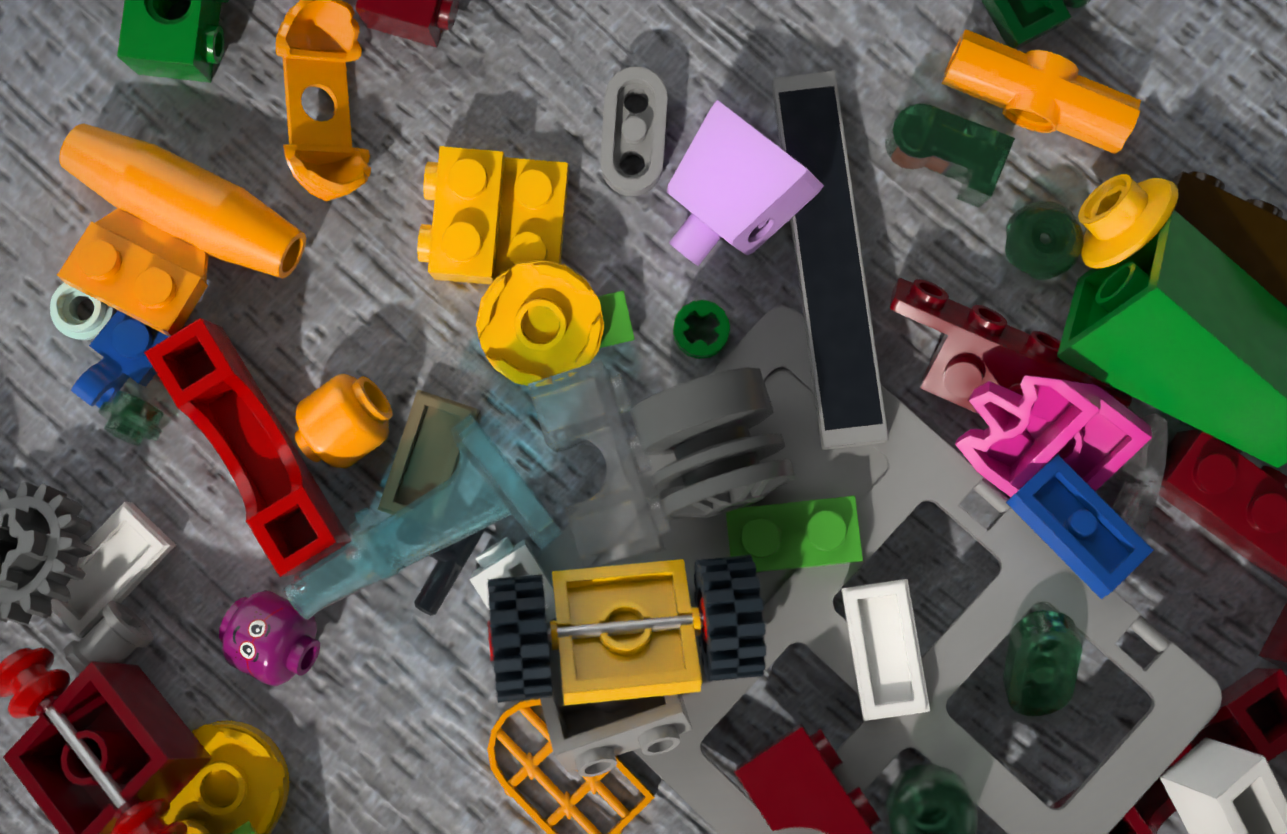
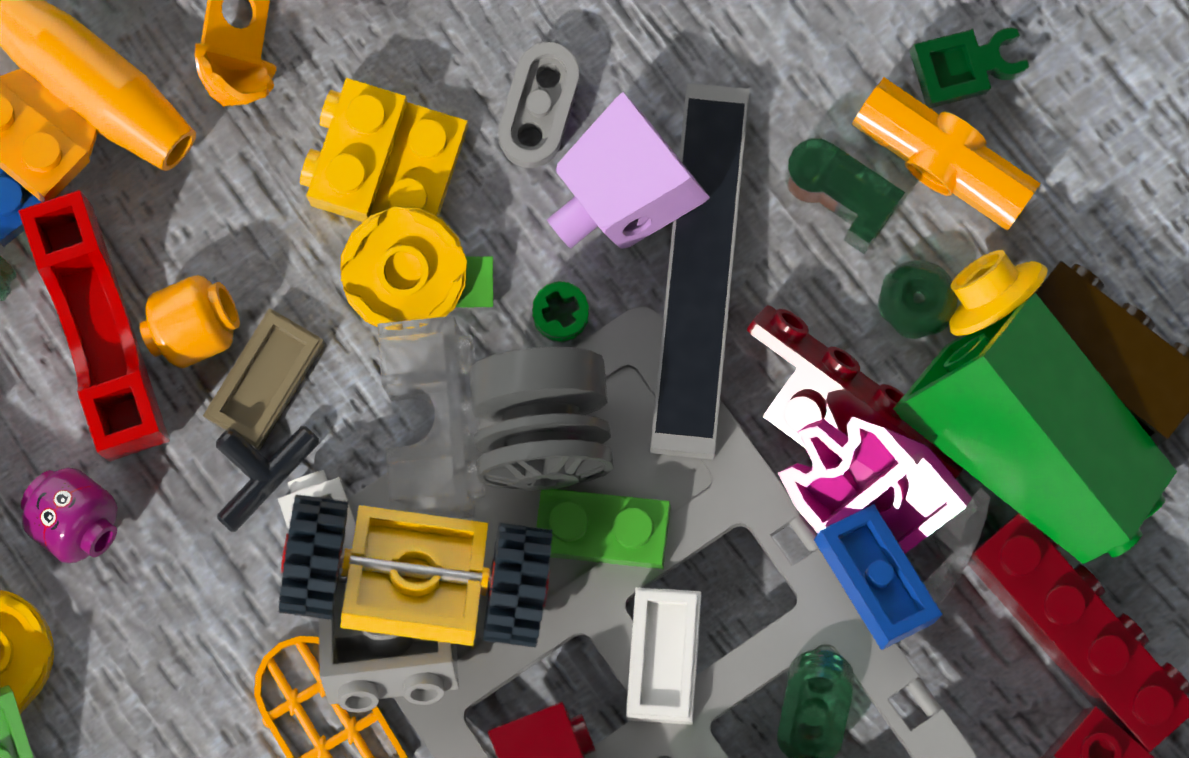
camera: 10 degrees right, 5 degrees down
(474, 497) = (300, 420): clear light blue piece -> none

